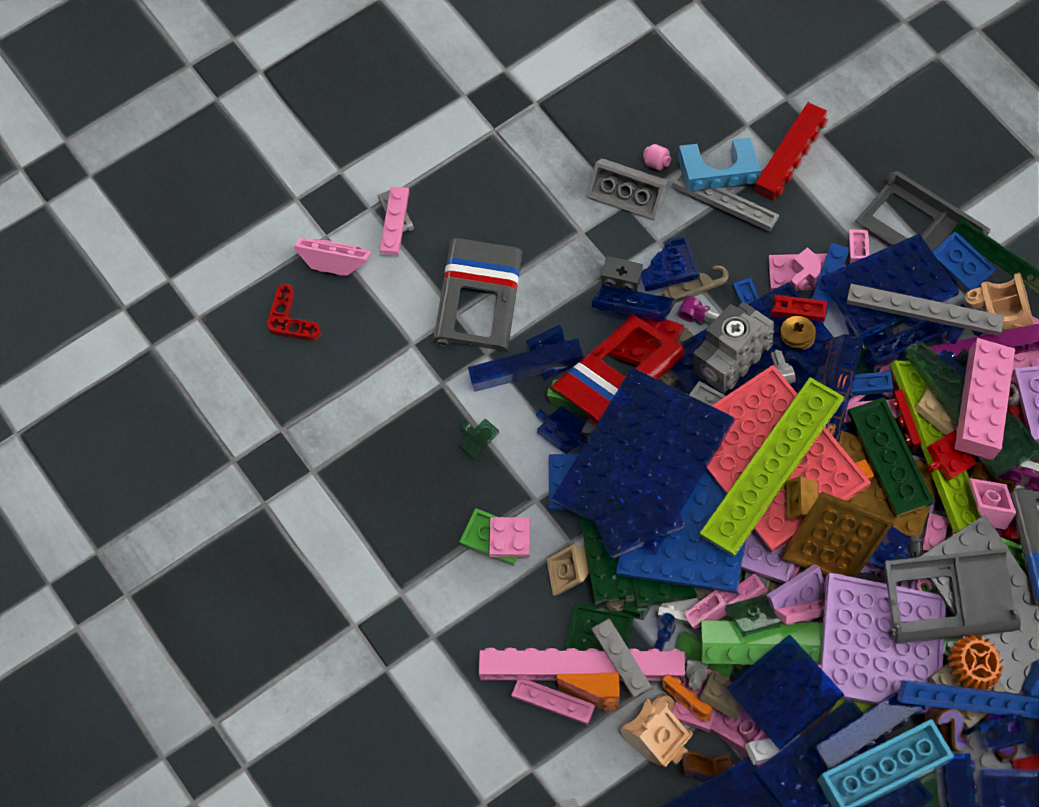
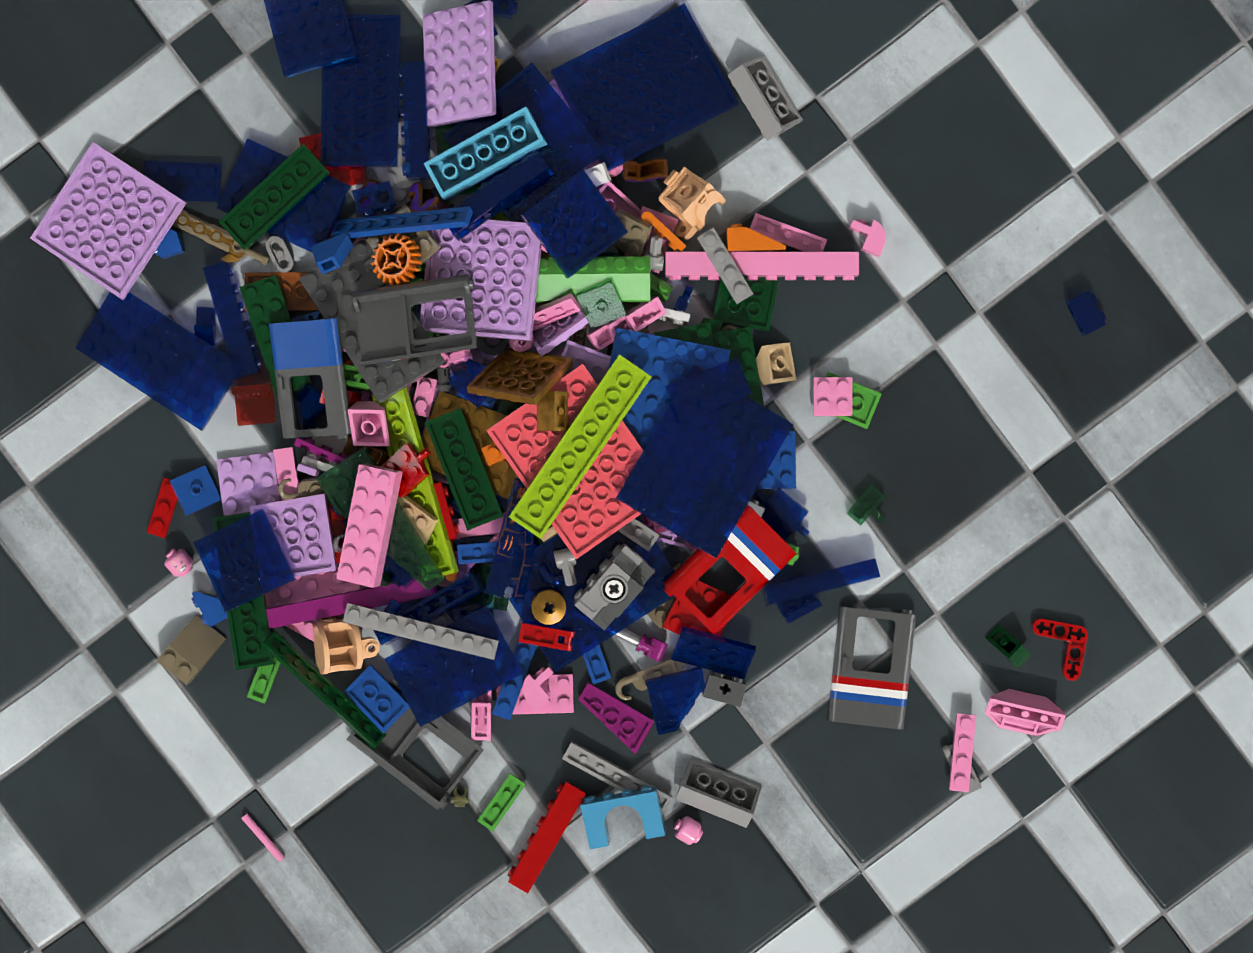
camera: 165 degrees right, 25 degrees up
(244, 620) = (1086, 313): none -> clear blue brick
(345, 312) = (1008, 646): none -> dark green slope
(461, 698) = (874, 234): none -> bright pink brick
(719, 248) = (617, 716): none -> magenta wing
(835, 179) = (501, 802): none -> bright green plate
(876, 179) = (459, 800): none -> olive plate

